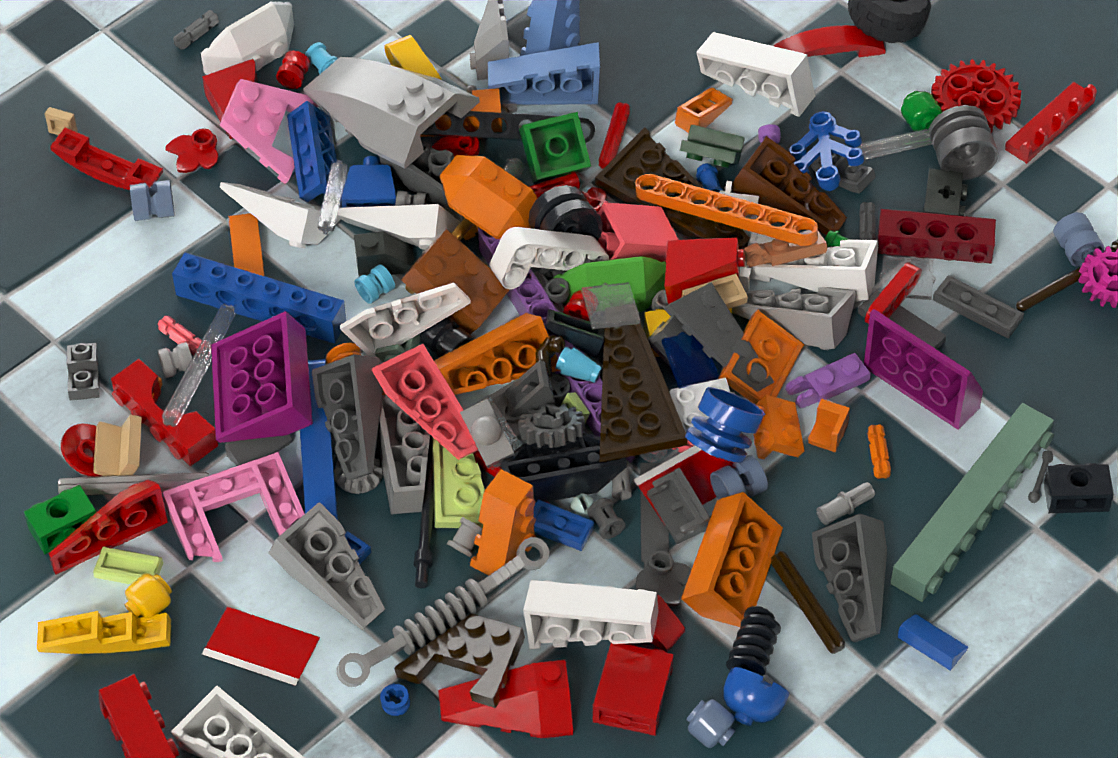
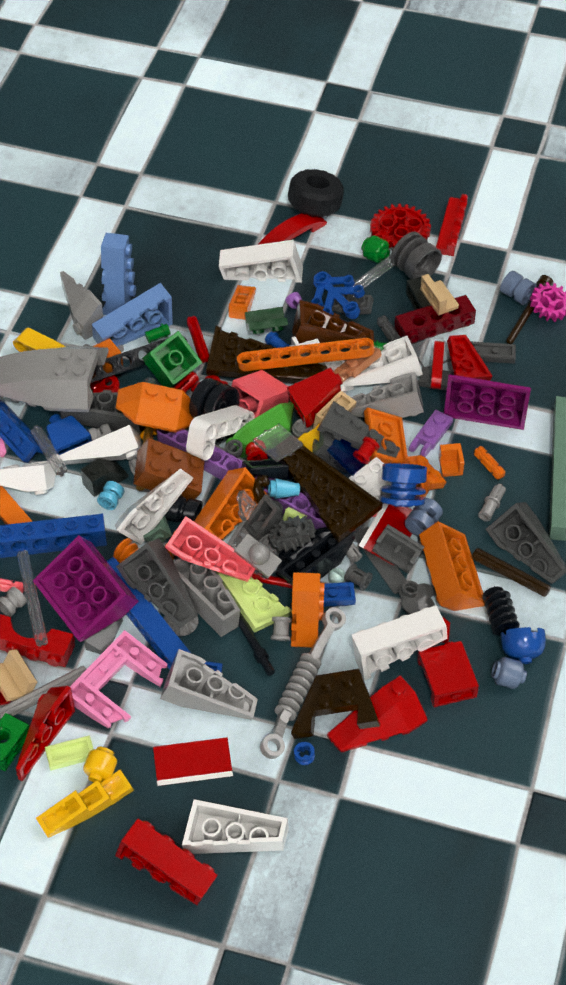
camera: 30 degrees left, 0 degrees up
(514, 364) = (246, 505): none -> clear tile
(566, 106) = (157, 333): none -> green pin
(714, 363) = (366, 450): none -> red bush
(935, 307) = (465, 359): none -> red wing
(955, 205) = (438, 295): none -> tan panel

